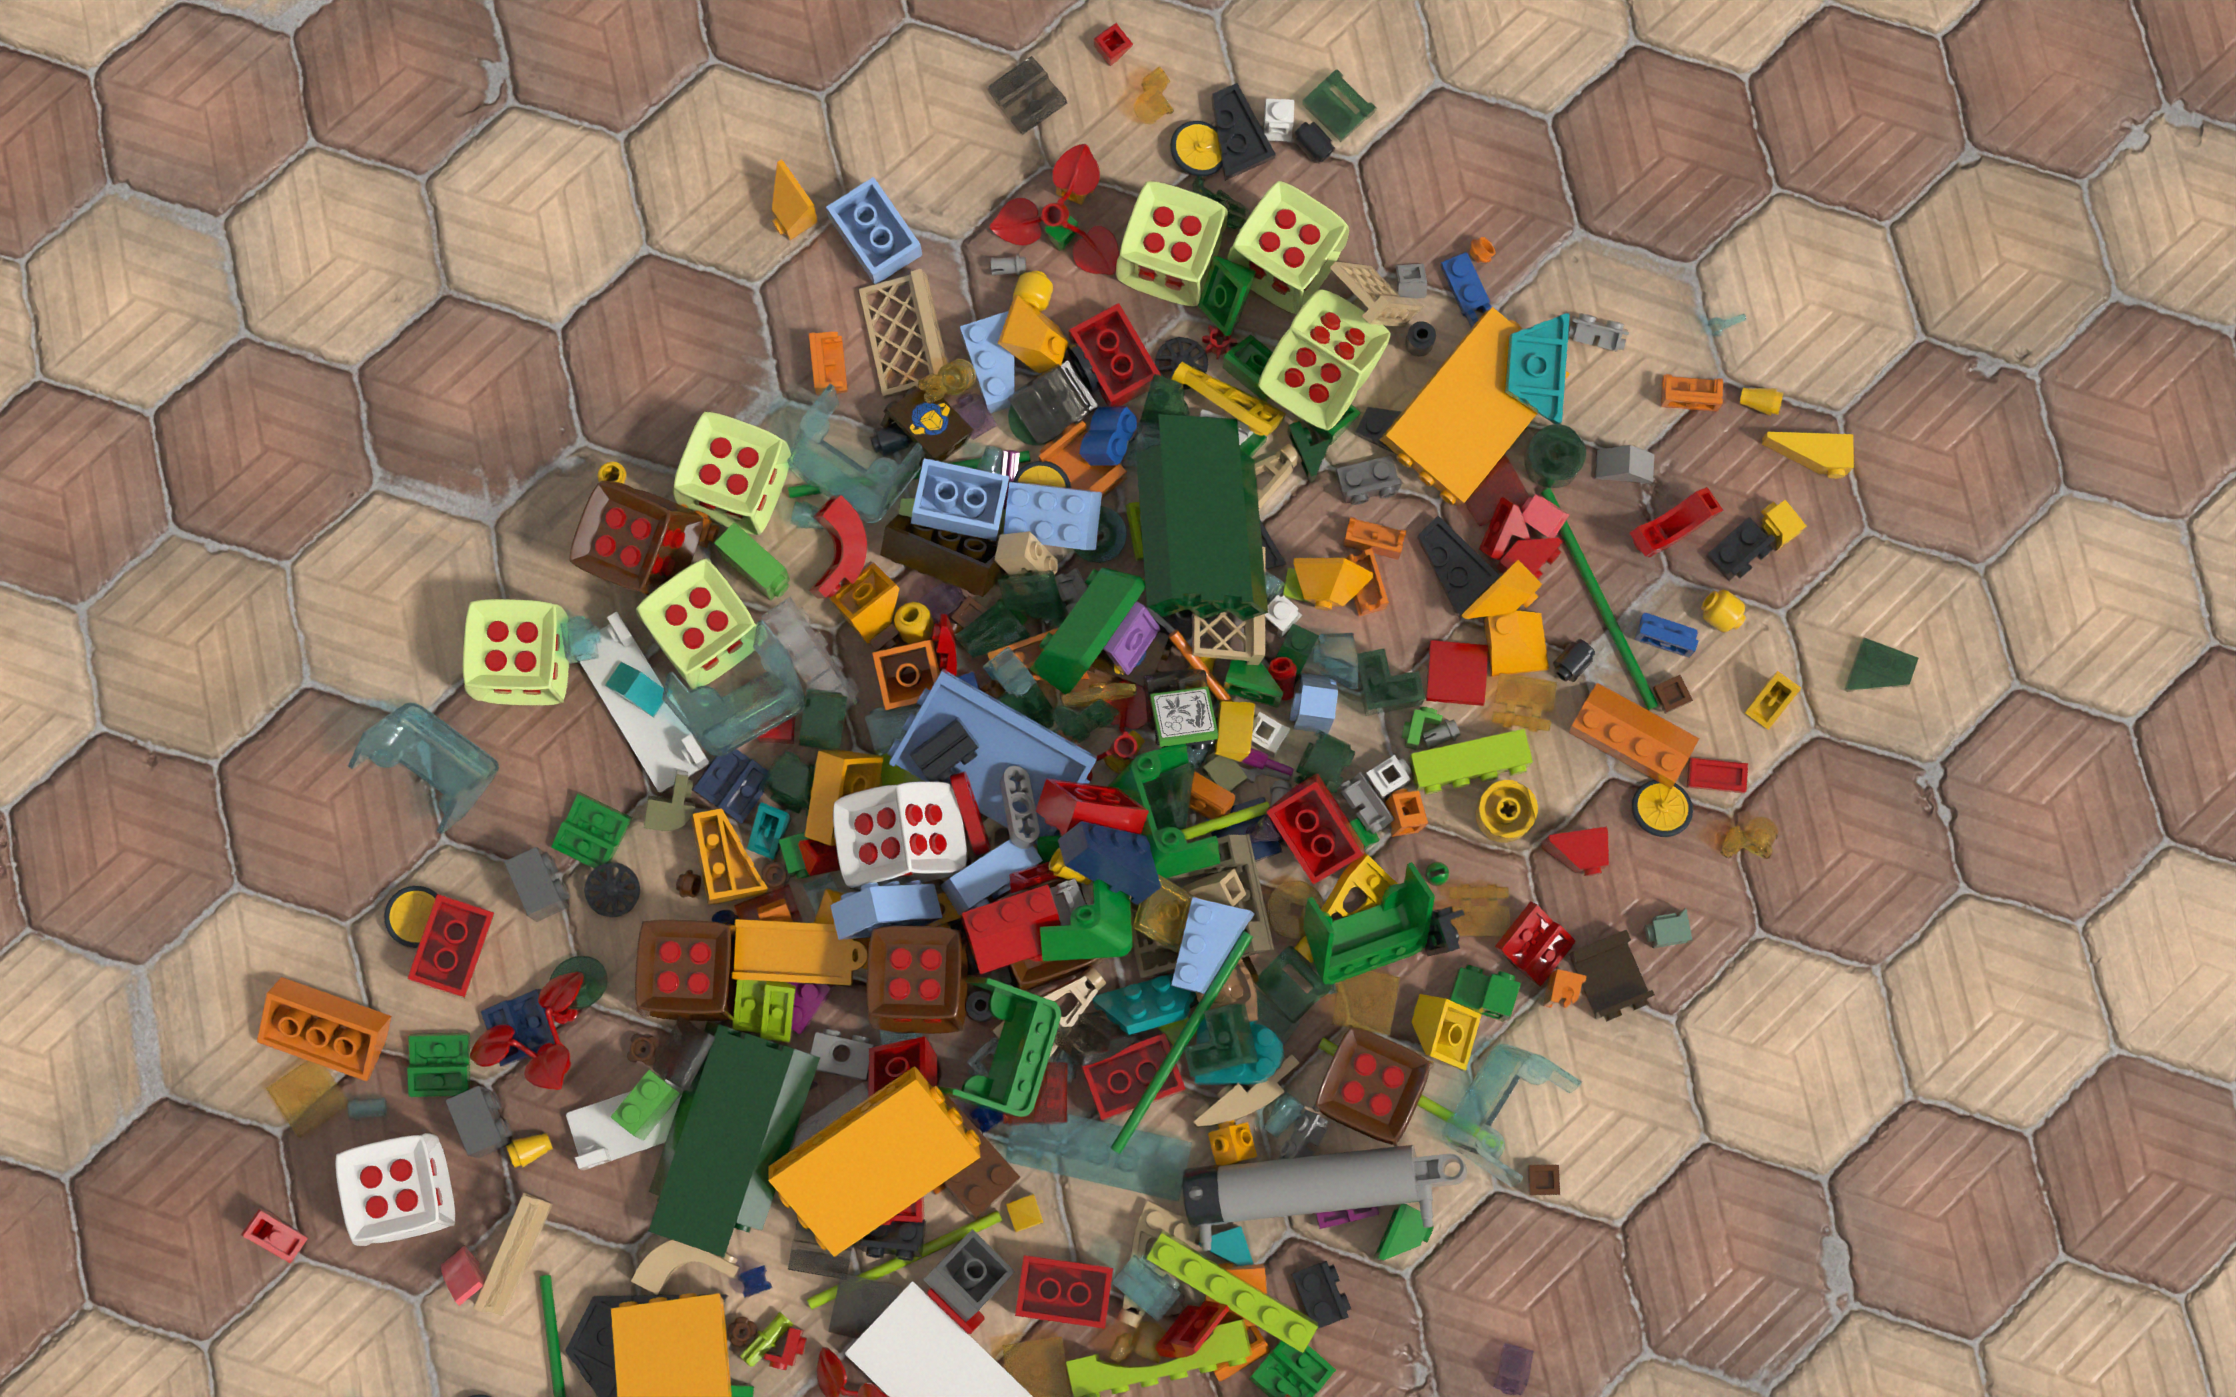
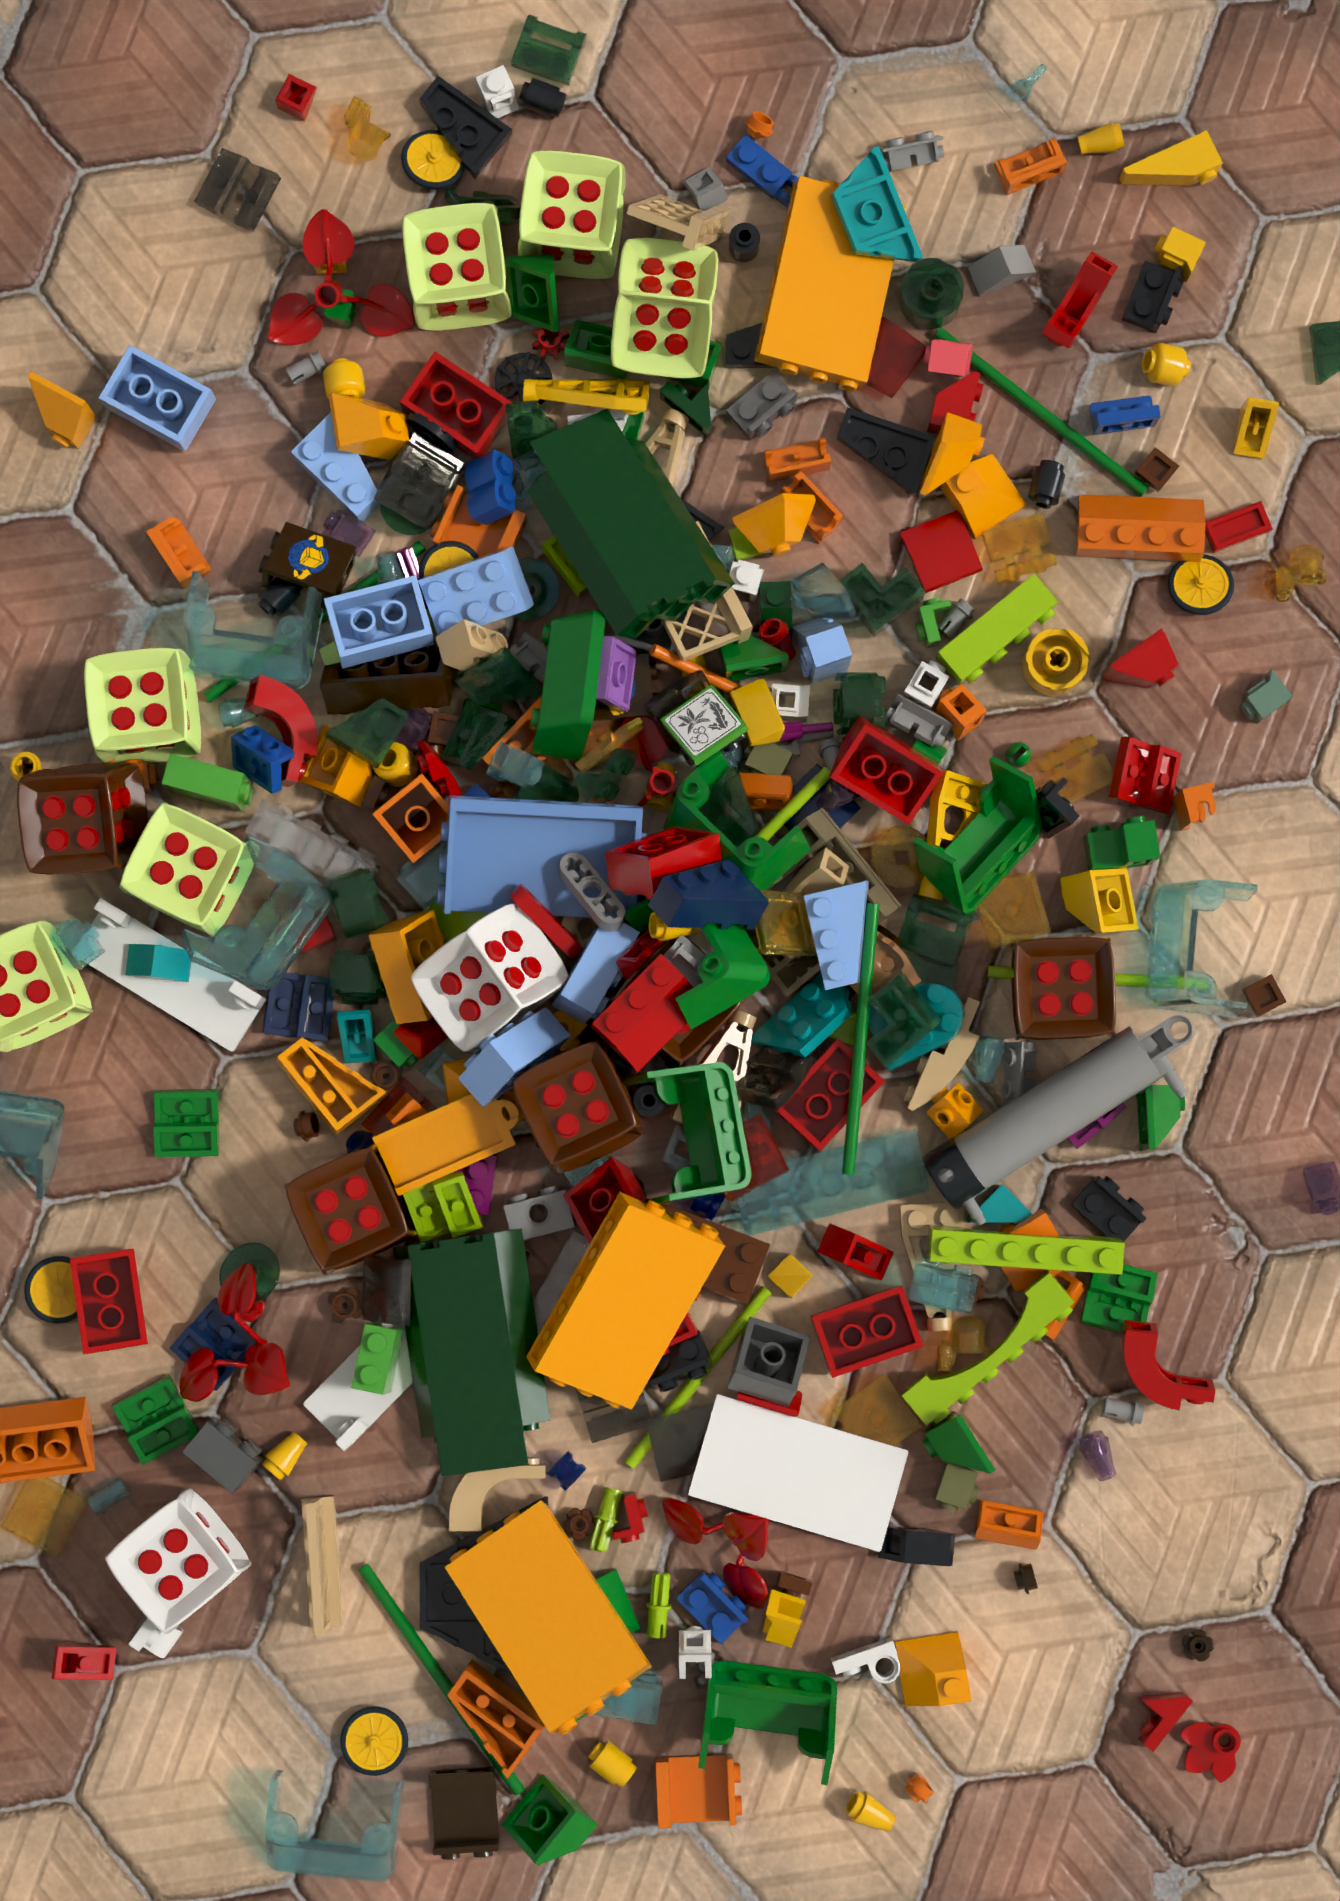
camera: 25 degrees left, 5 degrees up
(342, 1246) = (154, 1639): none -> white plate
(462, 1275) = (285, 1608): coral slope -> none
(536, 883) = (160, 1199): dark grey brick -> none
(612, 889) = (235, 1167): black wheel -> none
(673, 813) = (255, 1065): olive brick -> none
(806, 561) = (260, 757): none -> blue bracket
(906, 585) = (370, 731): none -> clear green wing
(926, 321) = (258, 466): tan fence -> none
(945, 750) = (492, 873): black brick -> none
(951, 379) = (309, 507): clear yellow piece -> none
(1089, 1221) = (855, 1251): none -> red slope
(1191, 1329) = (1006, 1306): red slope -> none
(1505, 522) = (916, 382): red slope -> none
(1611, 977) = (1233, 768): dark brown panel -> none

